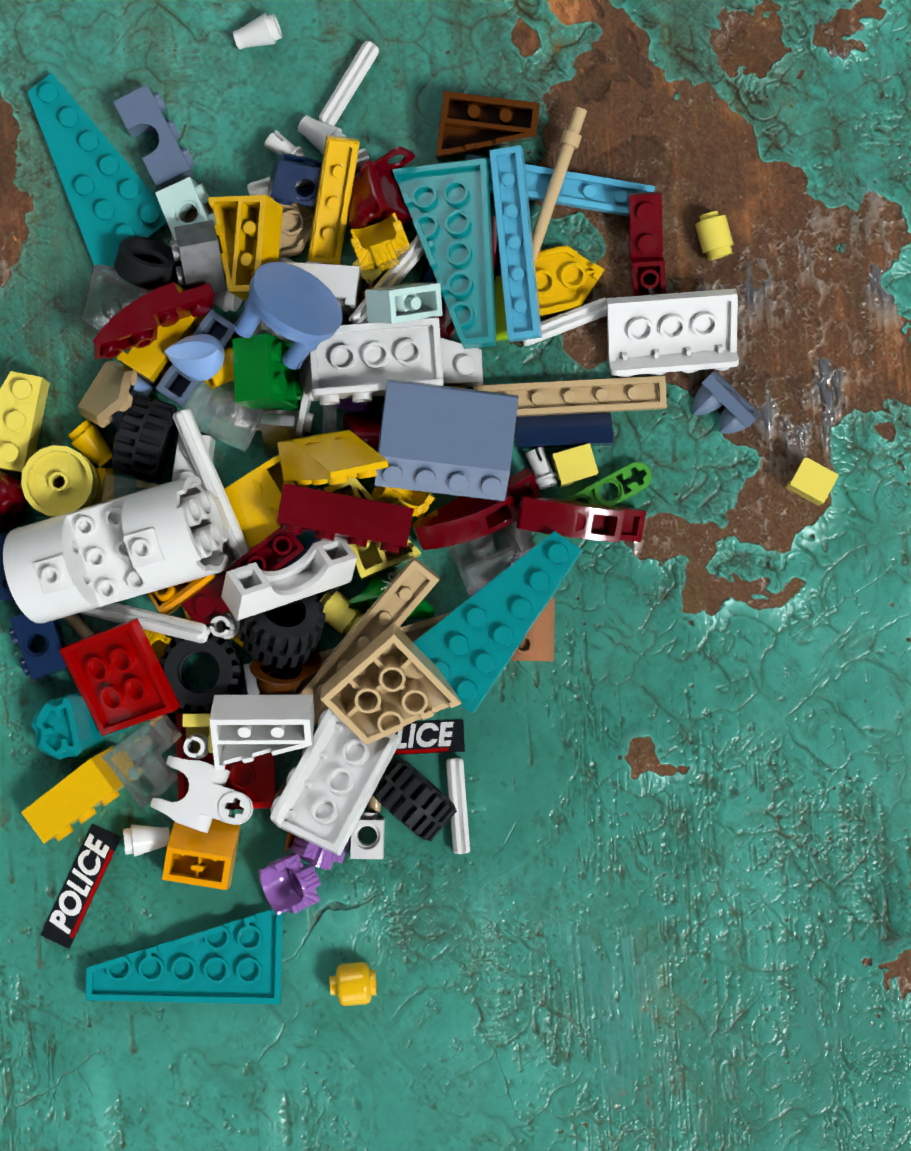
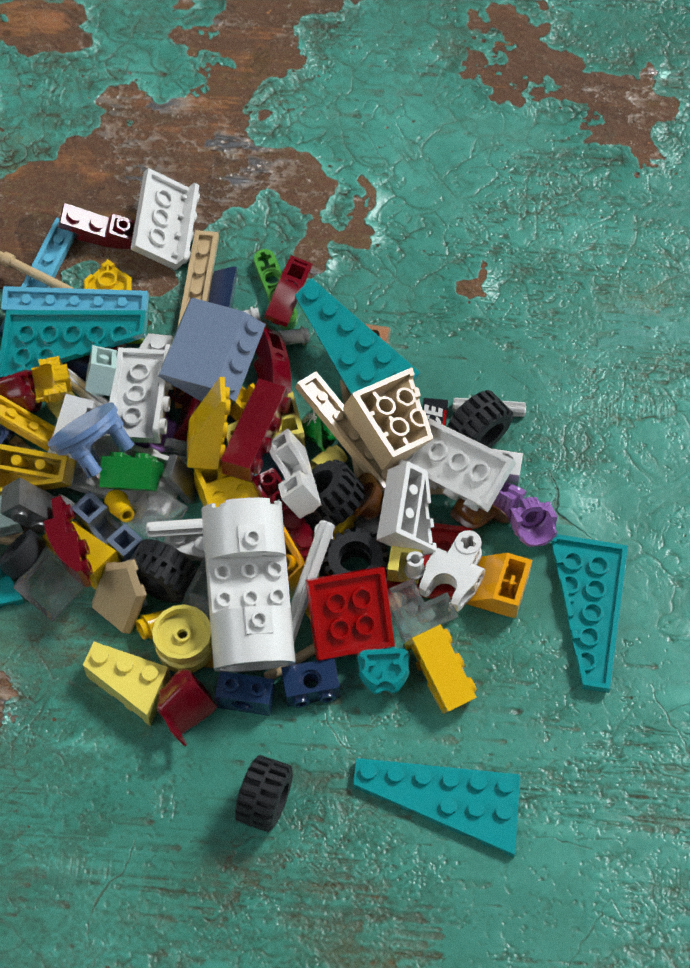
camera: 80 degrees left, 25 degrees down
(80, 886) = (516, 687): sticker -> none
(145, 839) = (483, 630): white cone -> none
(197, 356) = (106, 514): light blue piece -> none
(353, 984) = (617, 492): yellow head -> none
(484, 558) = (306, 356): clear slope -> none
(571, 320) = (138, 278): white axle -> none
(574, 464) = (247, 293): light yellow panel -> none
(714, 235) = (101, 189): light yellow brick -> none
(718, 392) = (215, 203): sand blue tile -> none
(812, 481) = (293, 153): light yellow panel -> none

